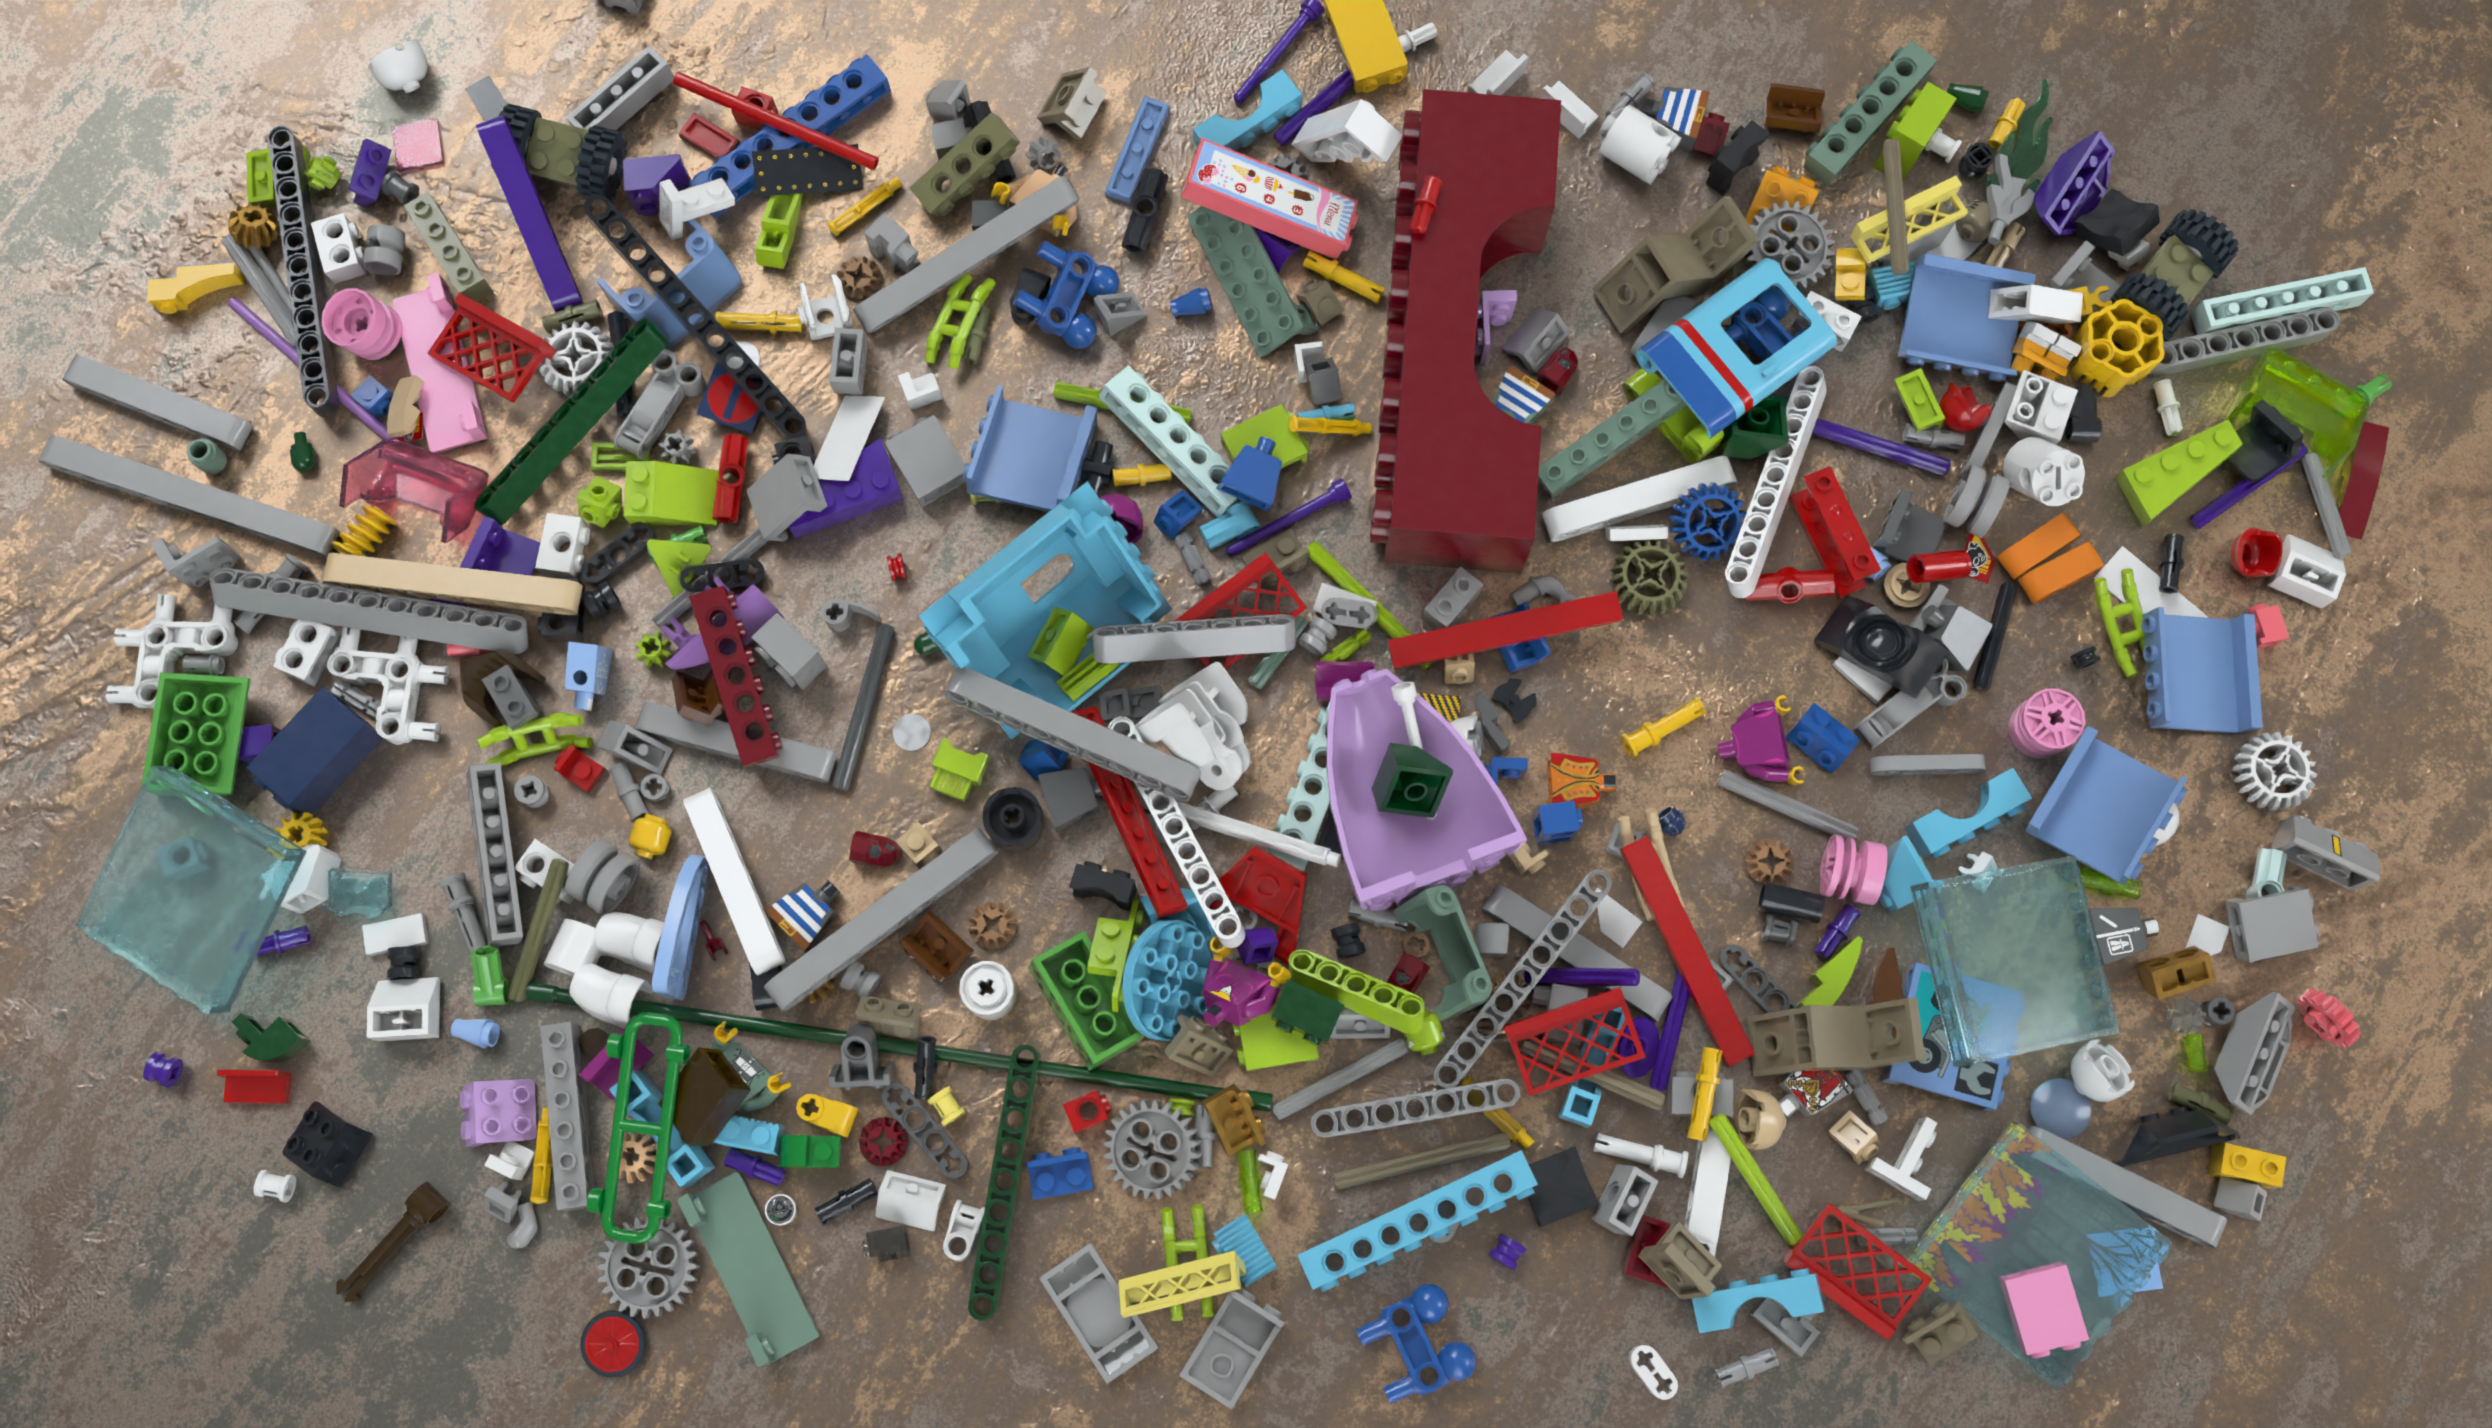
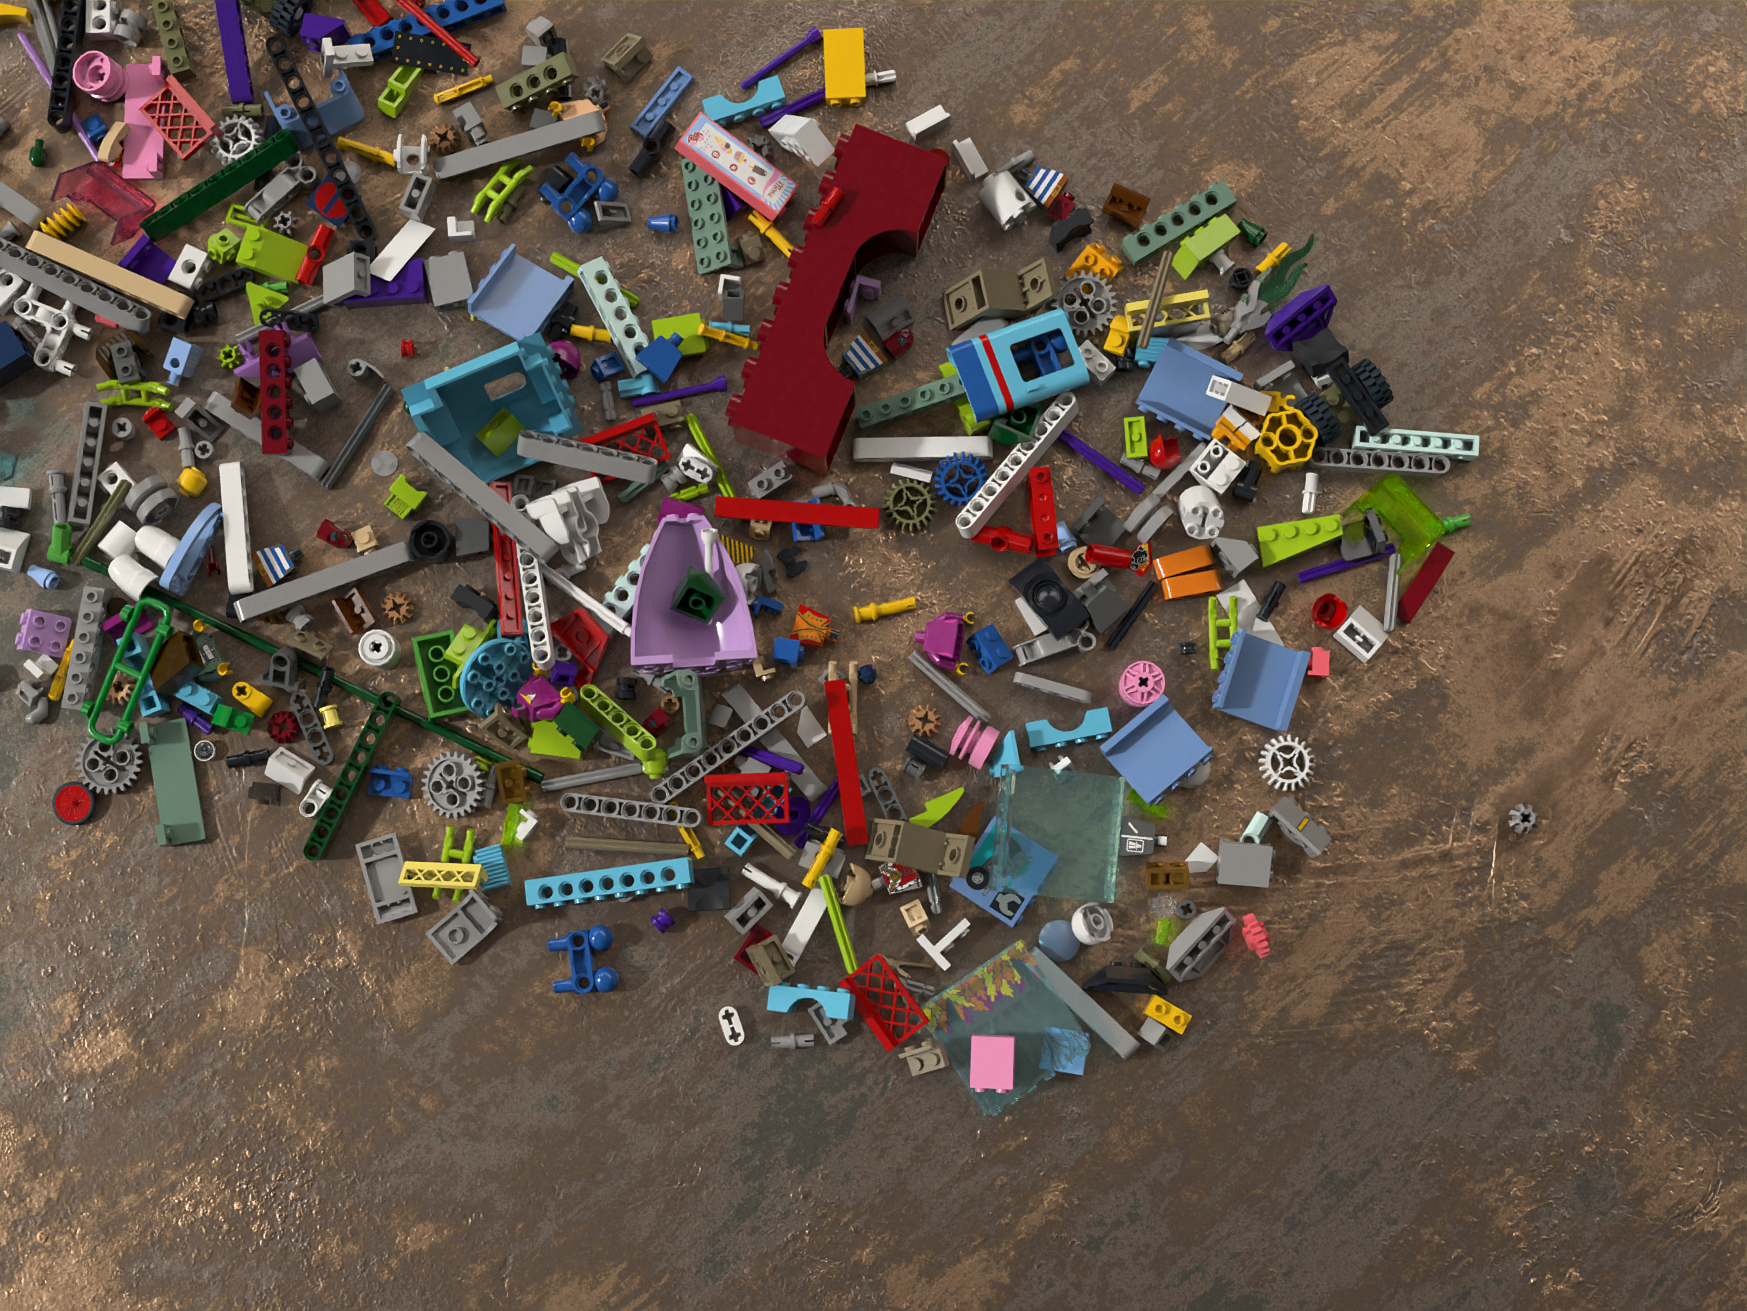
camera: 20 degrees right, 5 degrees up
(1042, 758) = (462, 508): blue panel -> none
(1073, 1111) = (411, 748): red brick -> none
(1084, 676) = (507, 460): lime tile -> none
(1686, 1059) = (819, 832): none -> black pin
(1837, 931) = (952, 780): dark purple axle -> none
(2106, 515) = (1234, 554): none -> light grey slope
(2193, 261) = (1357, 396): none -> black tile

